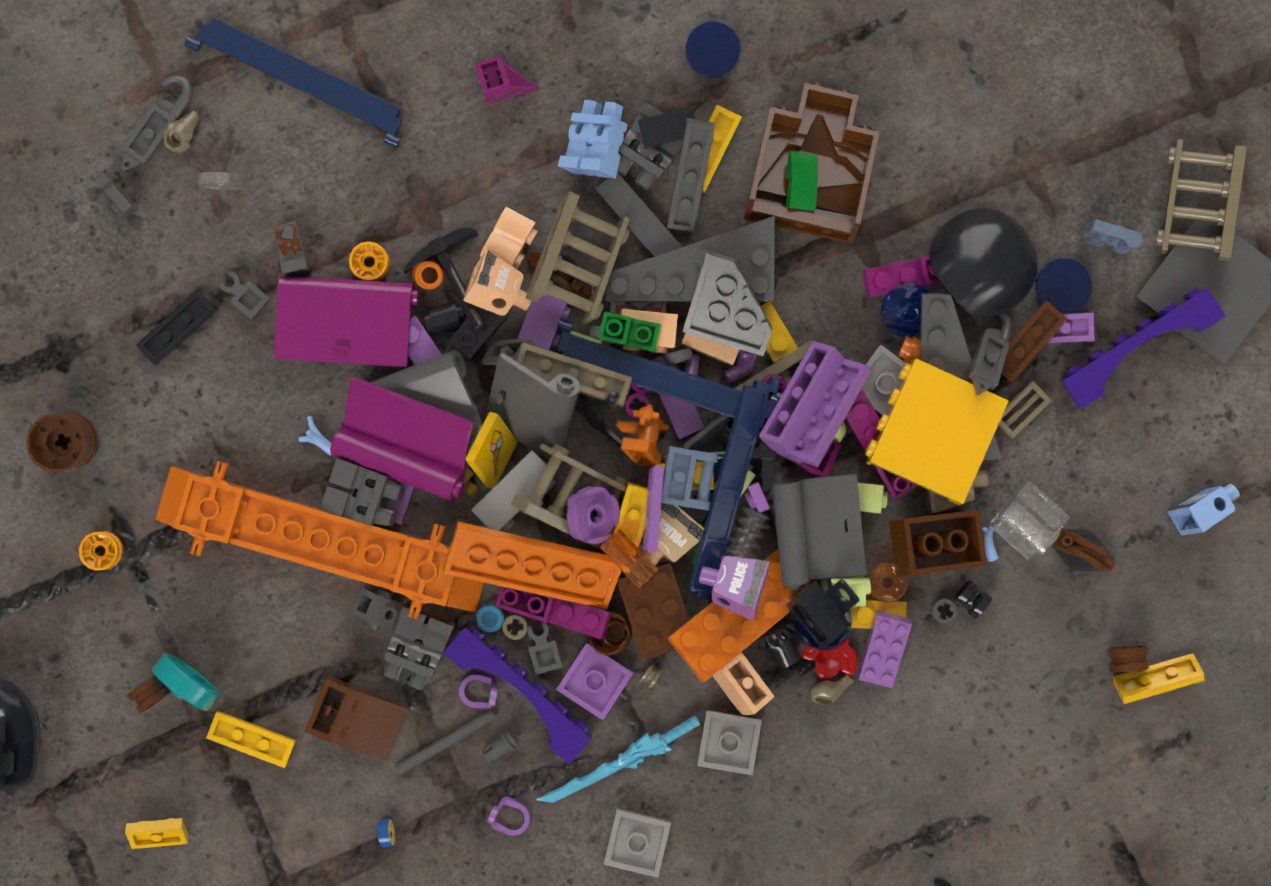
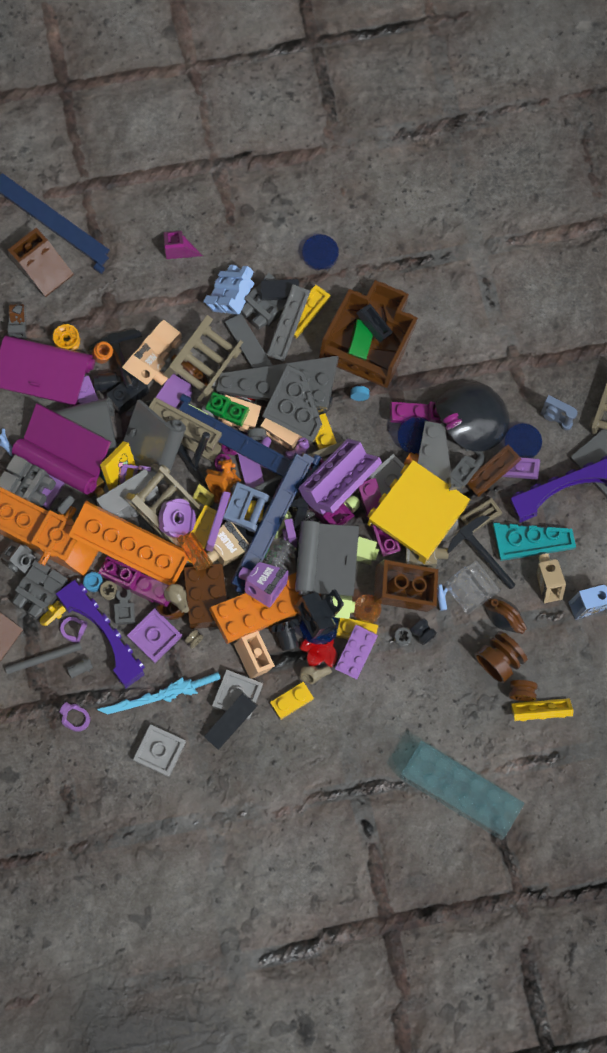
camera: 10 degrees right, 15 degrees down
(304, 152) = (40, 262): none -> slope
(423, 522) = (63, 505): none -> dark grey tile
(443, 677) = (54, 612): none -> yellow piece
(528, 445) = (124, 470): none -> medium lavender piece
(617, 625) = (177, 595): none -> dark tan animal
(620, 466) = (203, 496): none -> light yellow slope
(728, 783) = (231, 721): none -> black tile
(805, 733) = (292, 700): none -> yellow plate
(814, 260) = (360, 393): none -> dark azure tile
(816, 150) = (374, 322): none -> black tile
(963, 290) = (452, 421): none -> magenta bush
(1008, 443) = (467, 533): none -> black piece
(1067, 817) = (462, 790): none -> clear light blue brick
(1090, 618) = (501, 657): none -> reddish brown wheel
(1093, 436) = (526, 541): none -> teal wing
(1139, 498) = (550, 579): none -> tan torso

